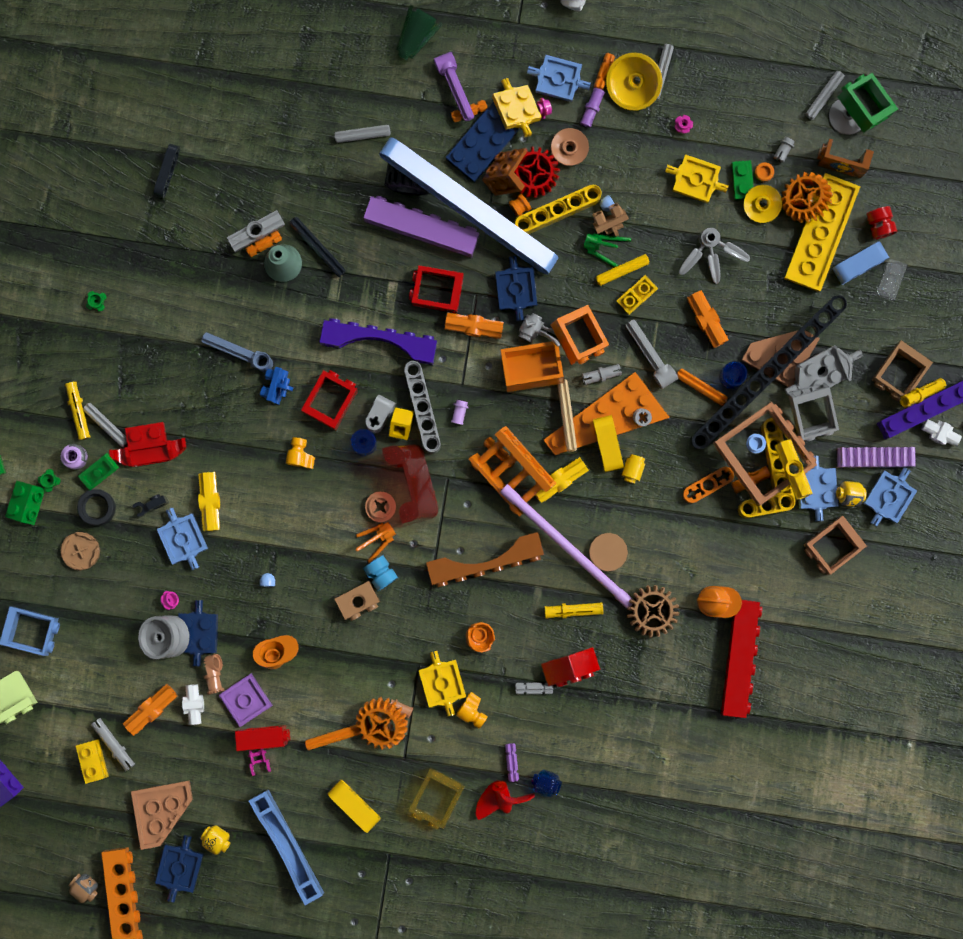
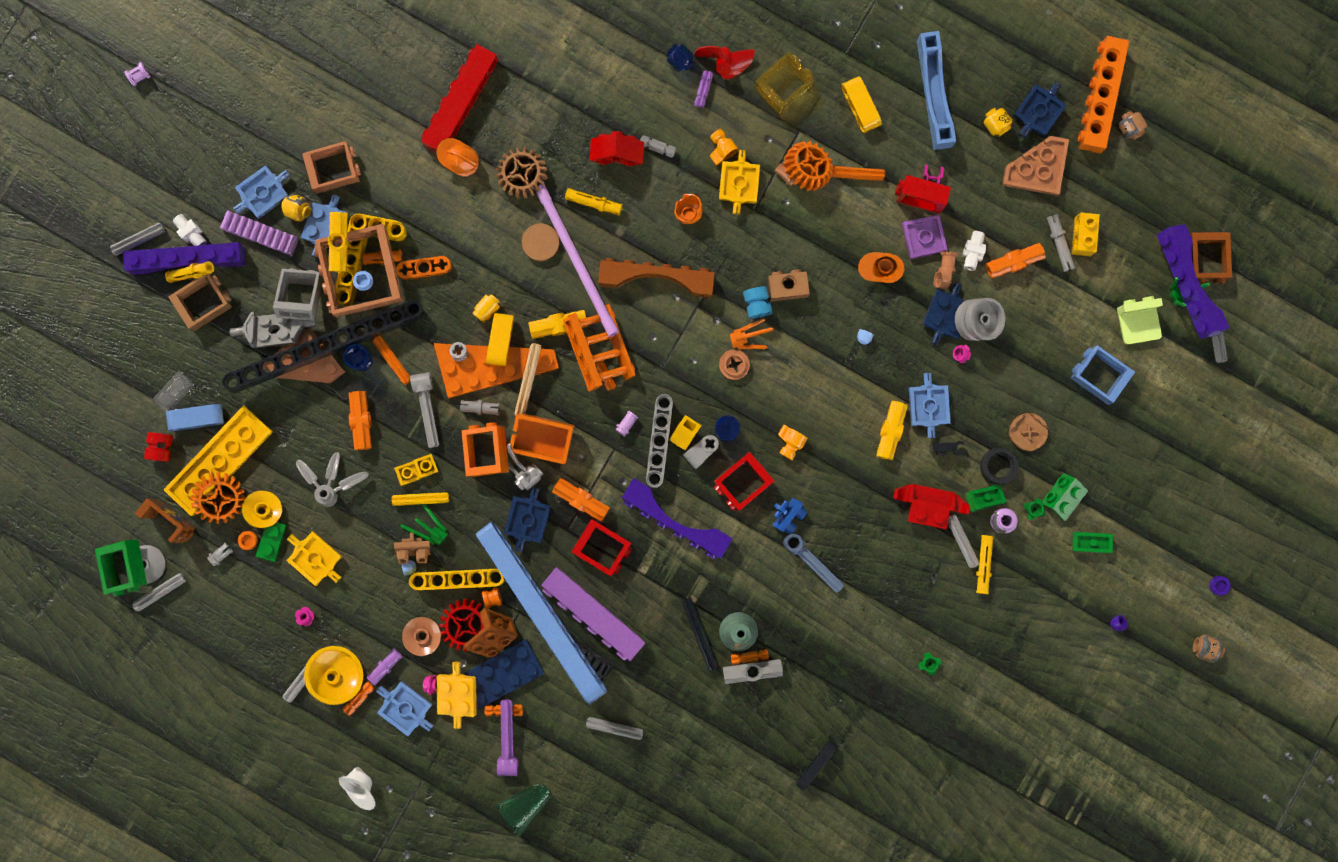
camera: 160 degrees left, 0 degrees up
(423, 498) = (688, 392): clear red windscreen -> none

